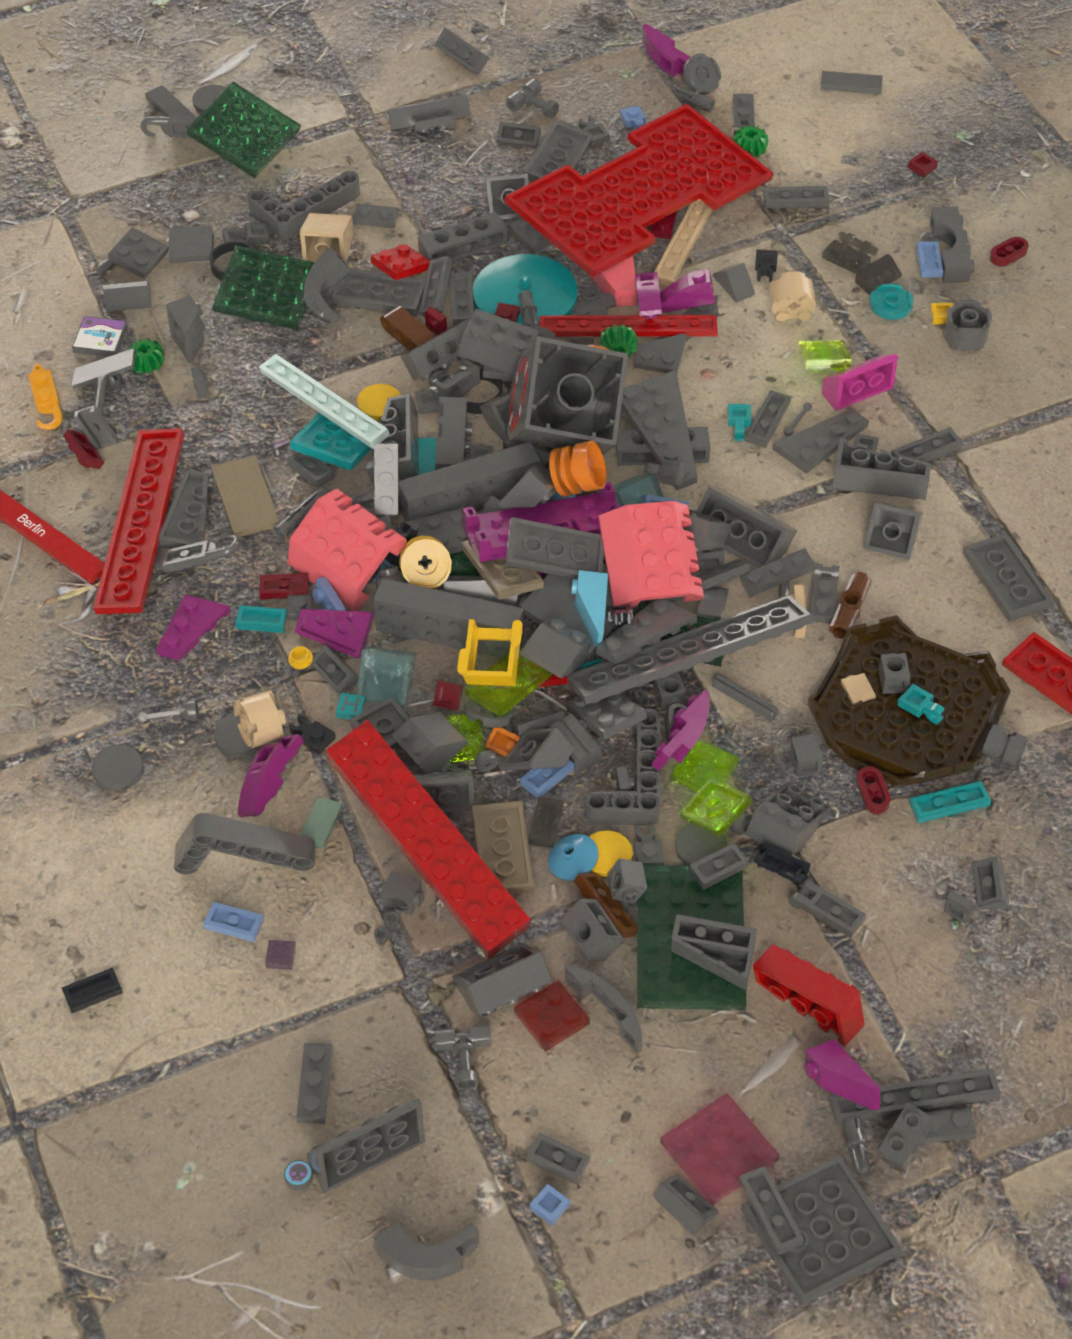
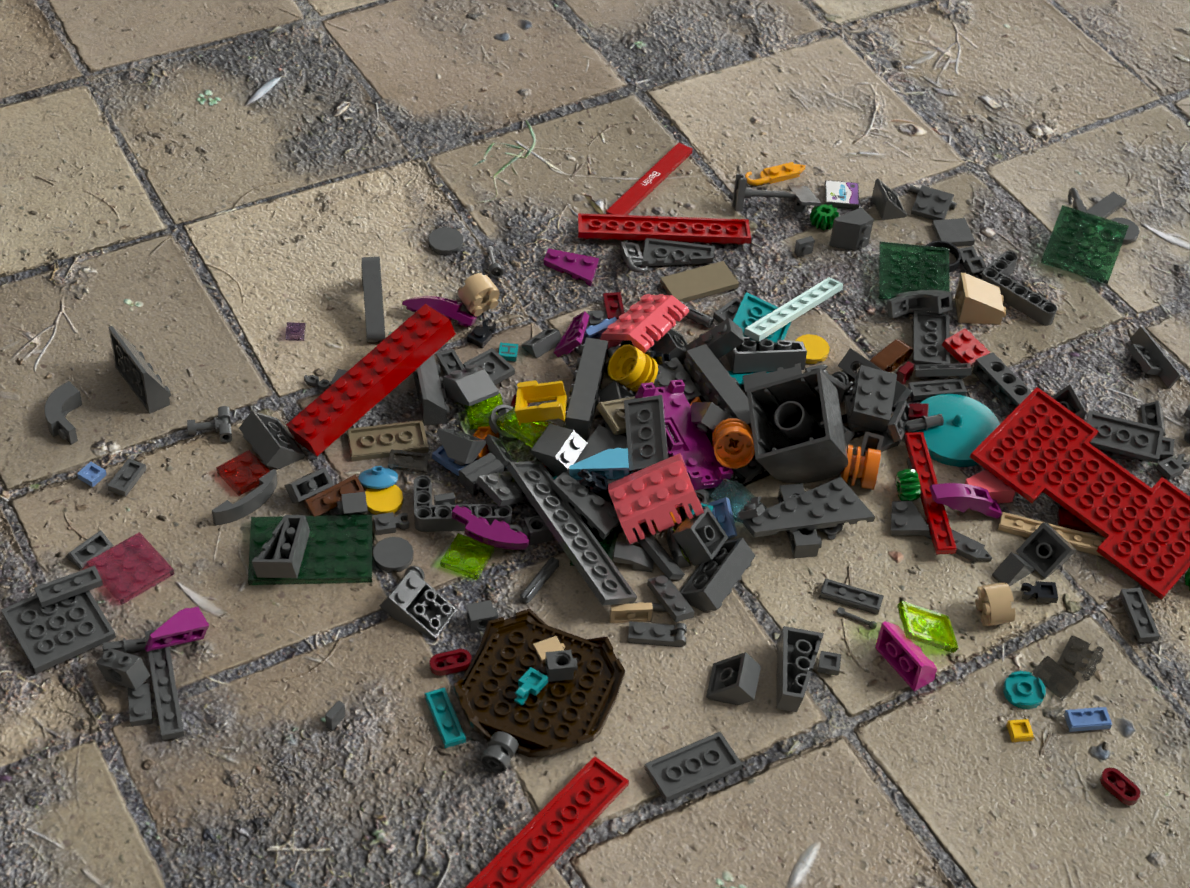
camera: 80 degrees right, 5 degrees down
(83, 449) = (722, 195): dark red plate -> none
(92, 990) = (269, 247): black tile -> none
(233, 921) = (319, 305): medium blue plate -> none
(261, 619) = (583, 299): teal tile -> none
(300, 657) = (548, 321): yellow plate -> none
(314, 1083) = (195, 355): dark grey plate -> none
(375, 215) = (1020, 334): dark grey plate -> none
(386, 674) = (537, 364): clear light blue slope -> none
(487, 761) = (462, 425): dark grey piece -> none
(593, 302) = (955, 472): dark grey plate -> none
(689, 291) = (979, 530): magenta slope -> none
(713, 247) = (1046, 550): none -> dark grey slope
(715, 807) = (419, 552): clear neon green plate -> none
(718, 866) = (364, 554): dark grey plate -> none
(739, 416) = (843, 572): teal plate -> none
(782, 863) = (366, 605): black hinge -> none
(811, 992) = (251, 615): red wedge -> none
(818, 442) = (837, 634): dark grey wing -> none
(827, 908) = (334, 631): dark grey plate -> none
(850, 604) = (642, 648): reddish brown piece -> none
(931, 446) = (836, 709): dark grey plate -> none
(948, 227) = (1087, 739): dark grey arch -> none
(967, 325) = (999, 741): dark grey brick -> none
(991, 884) = (363, 744): dark grey slope -> none

